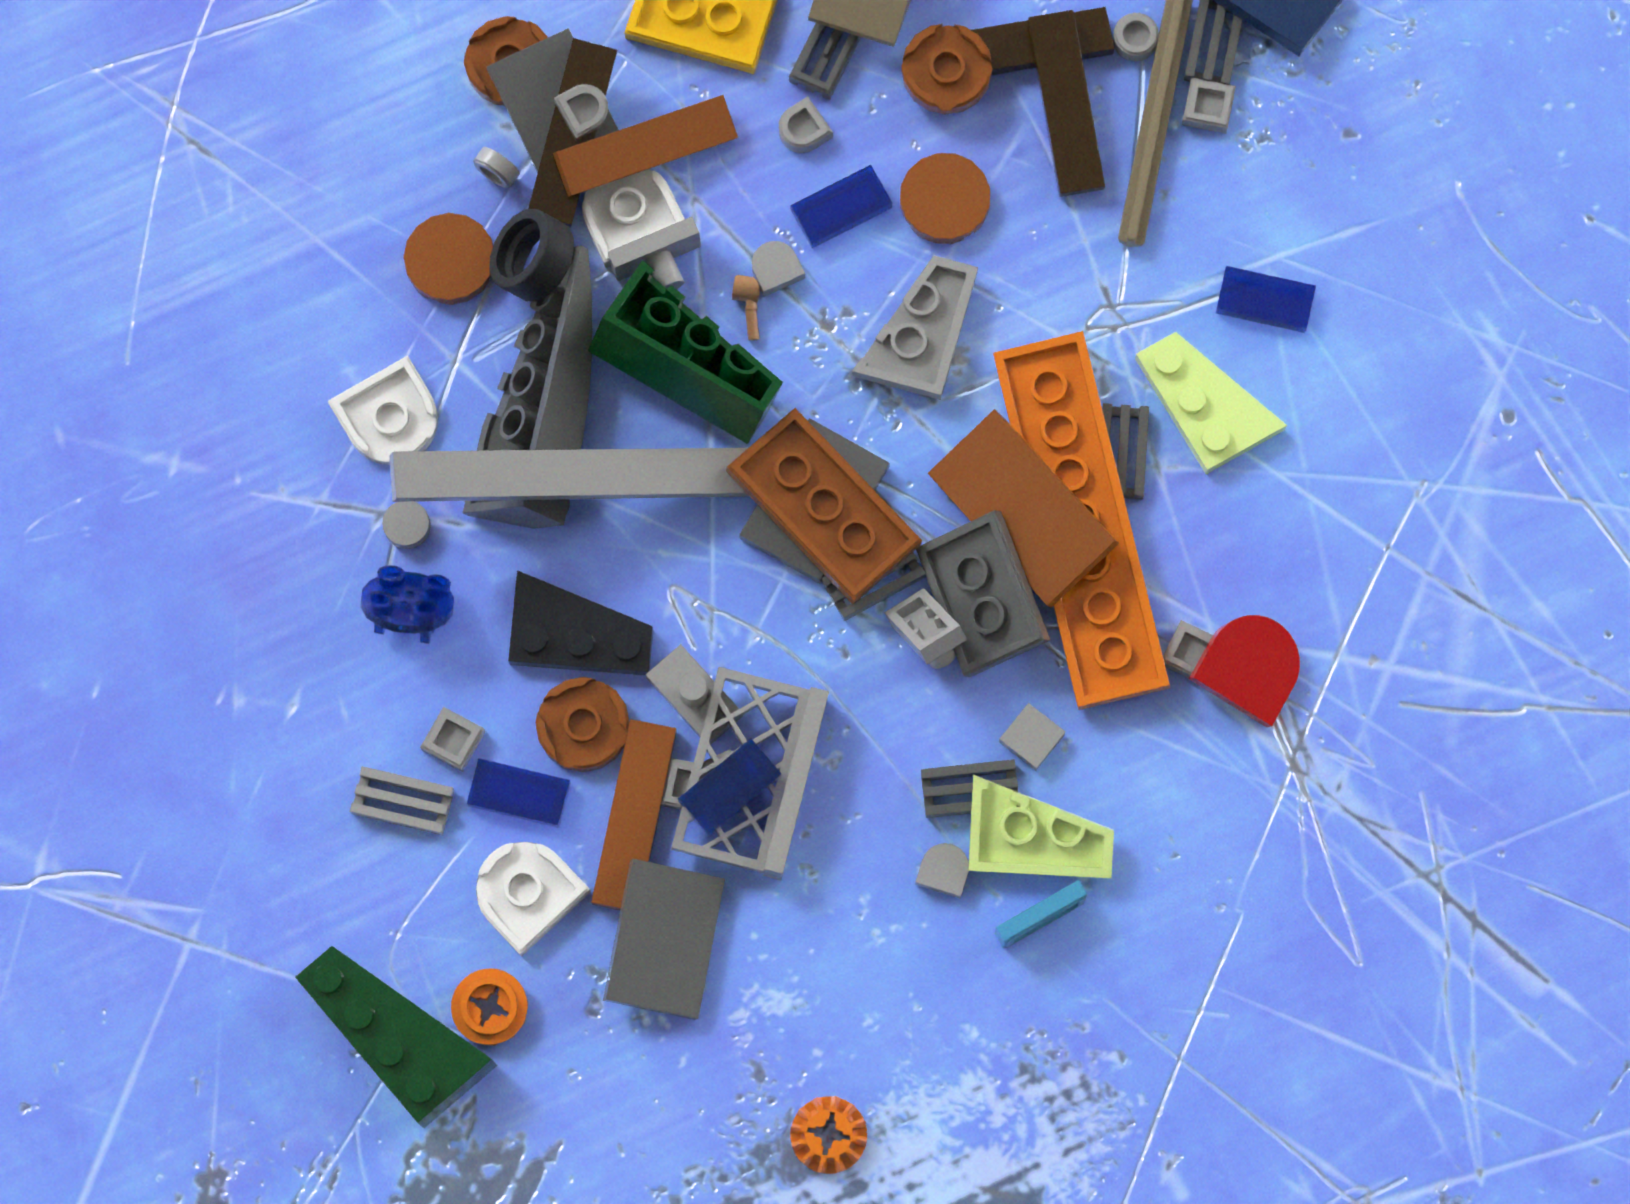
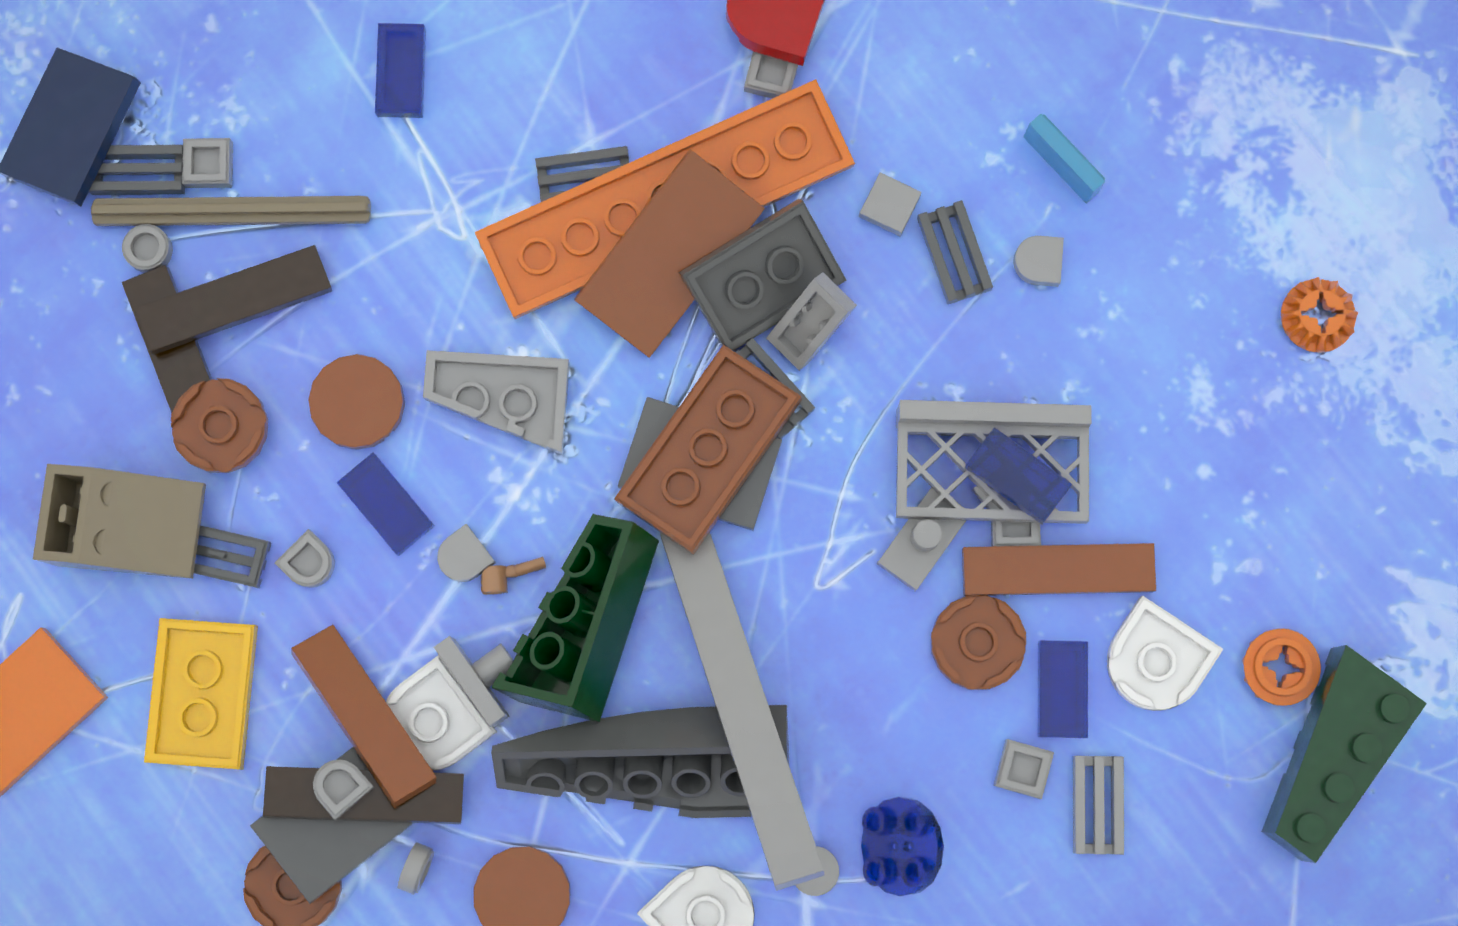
camera: 105 degrees left, 5 degrees up
(548, 264) = (501, 830): black tyre -> none
(574, 633) = (888, 672): black wing -> none
(663, 939) = (1176, 511): dark grey tile -> none
(1033, 837) = (991, 179): yellowish green wing -> none
(1205, 403) = (519, 107): yellowish green wing -> none

